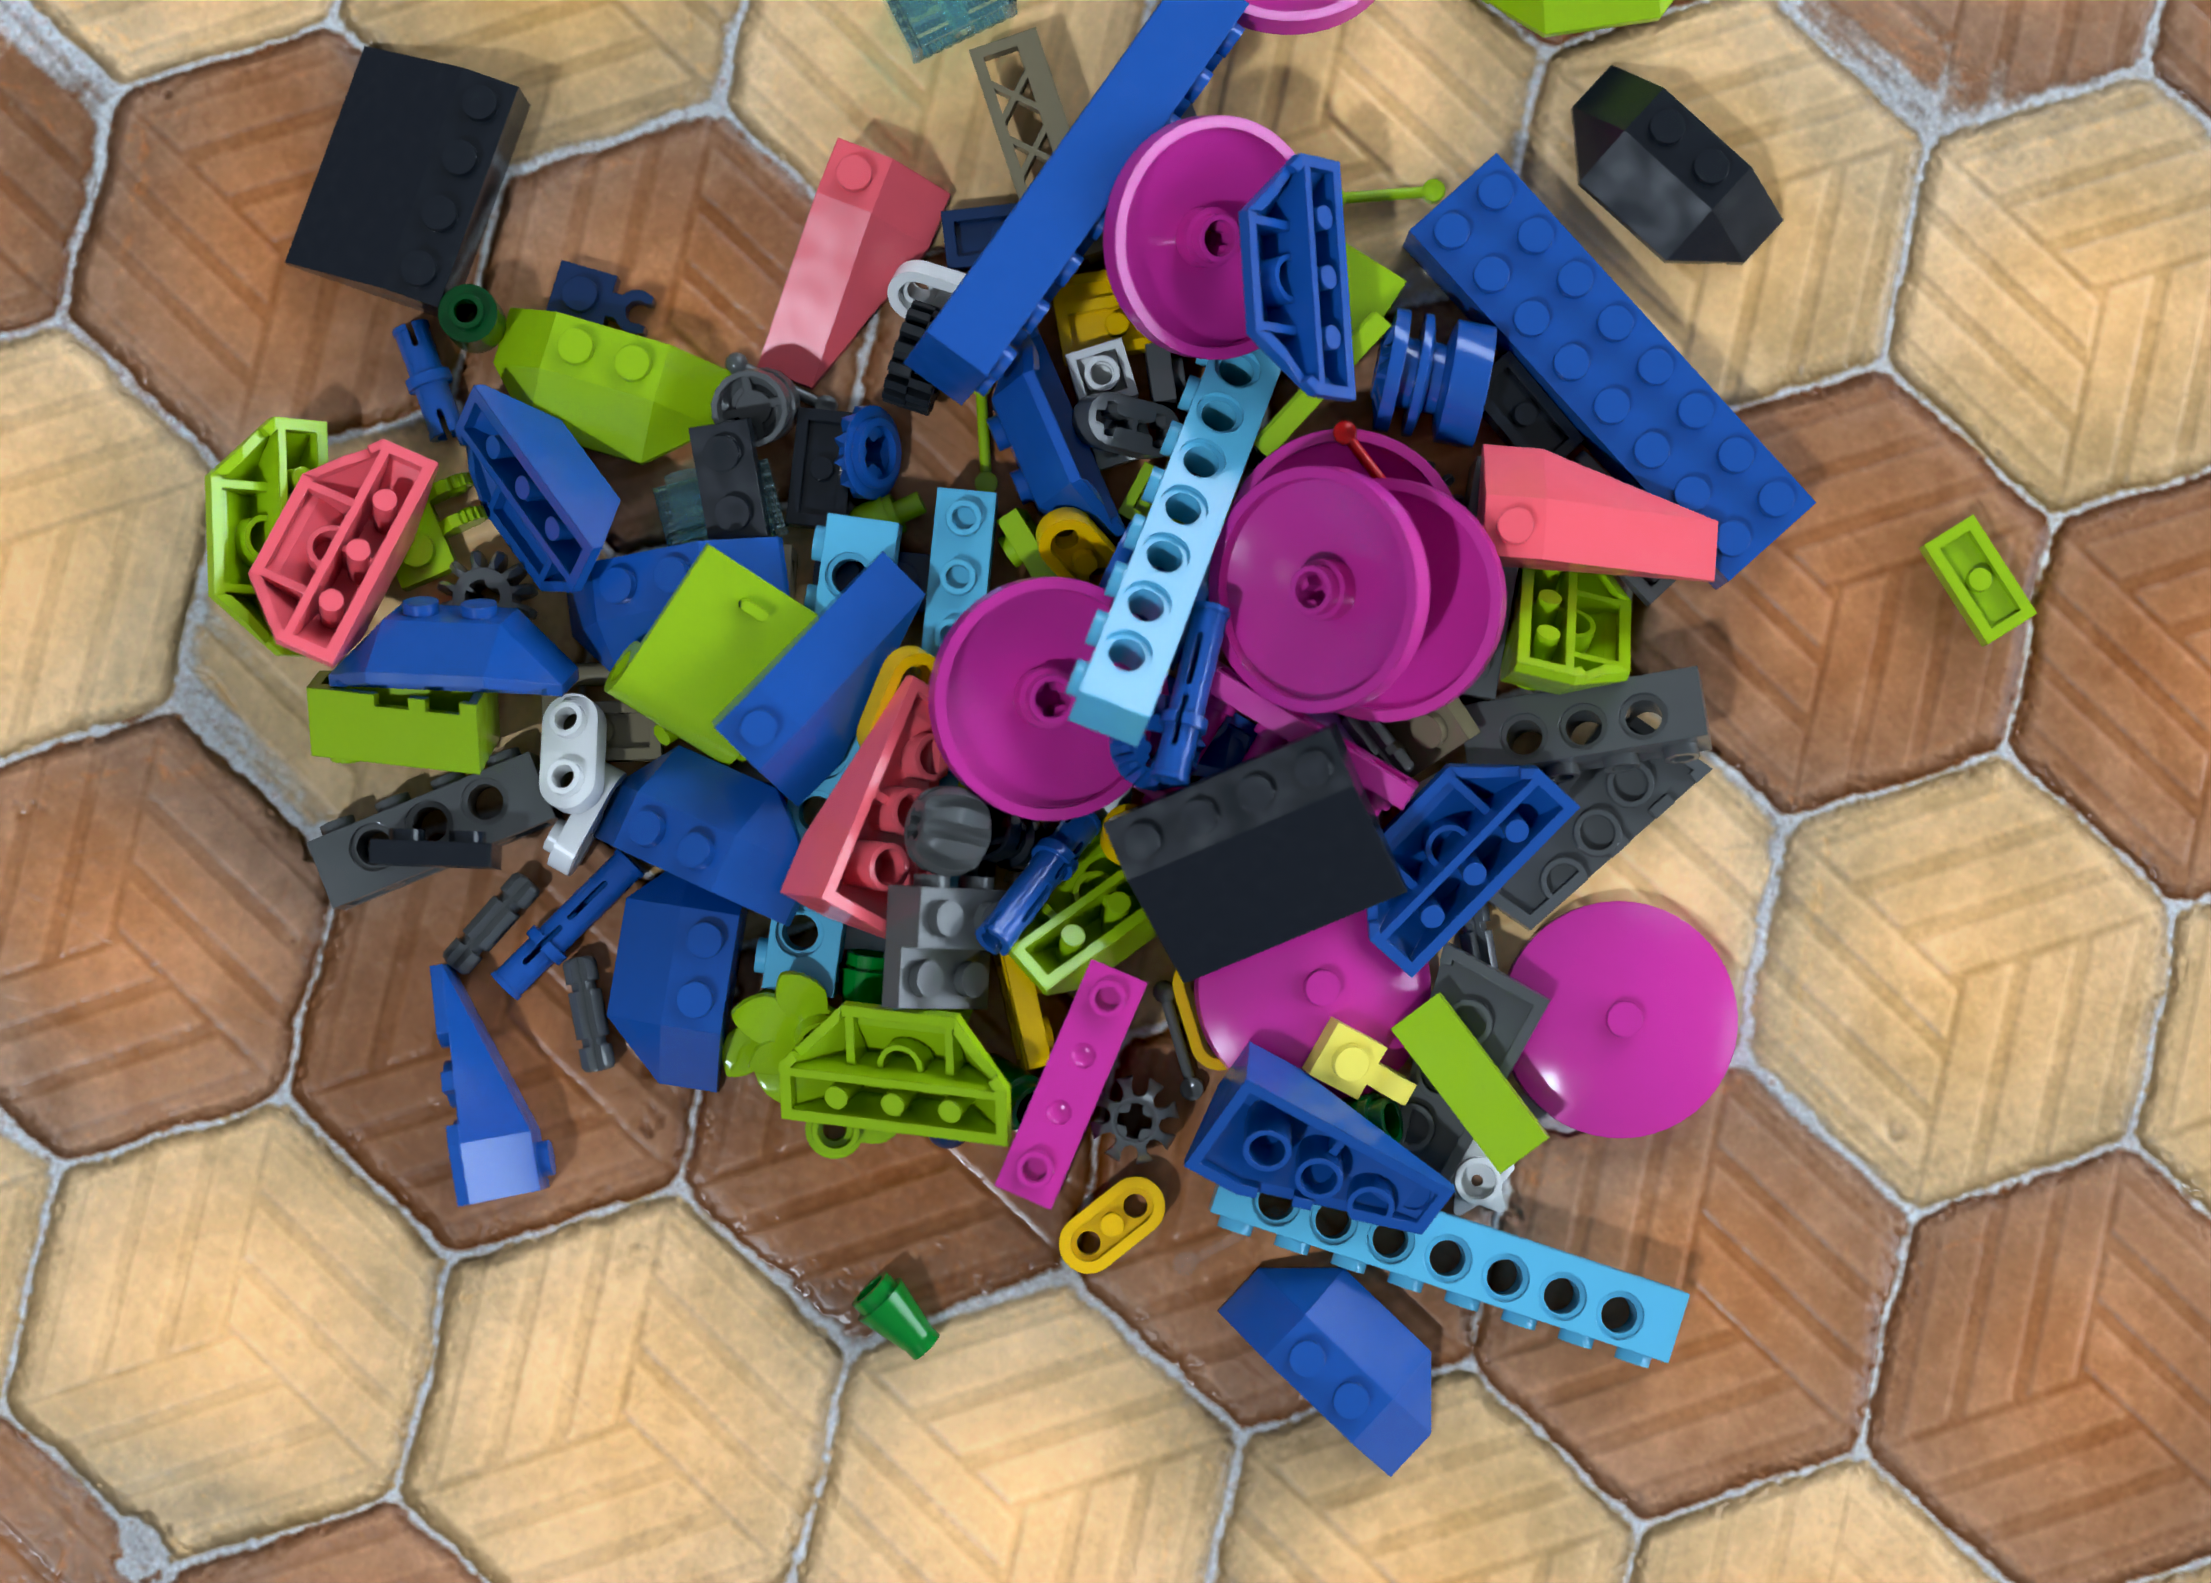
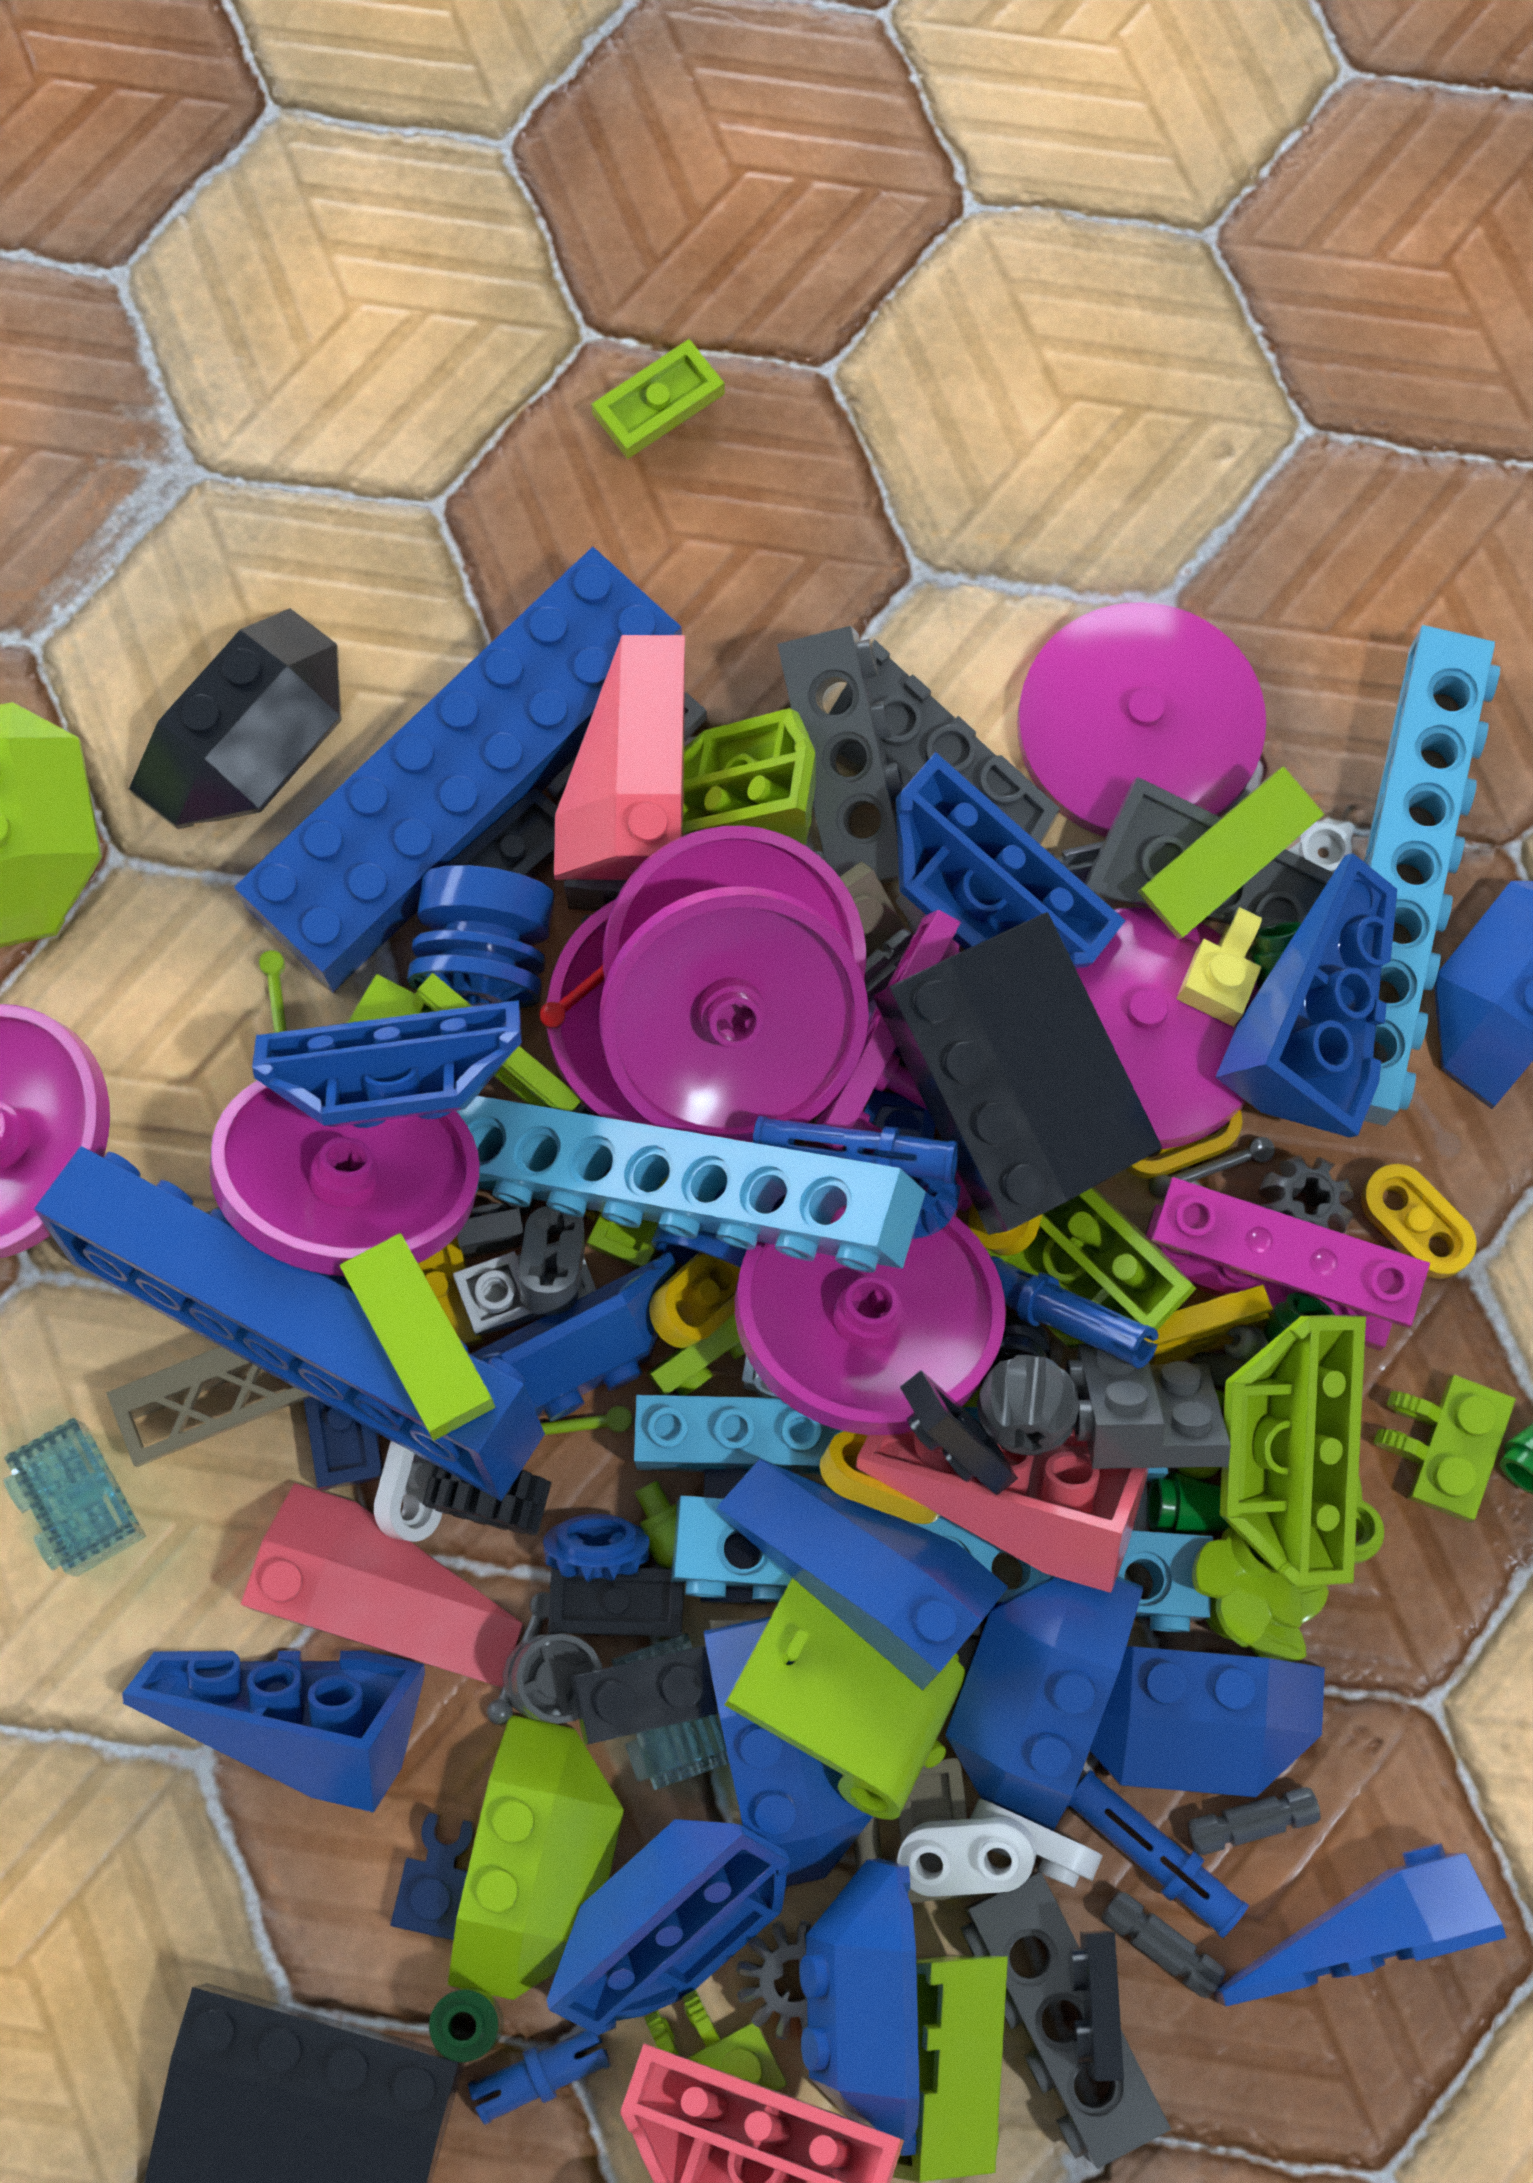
camera: 90 degrees left, 10 degrees down
(739, 194) = (308, 1724): none -> blue wedge
(902, 1237) = (1459, 1447): none -> lime hinge
(919, 758) = (944, 1423): none -> black plate
(988, 1030) = (1245, 1345): none -> dark grey arm
(1037, 285) = (417, 1336): none -> lime tile

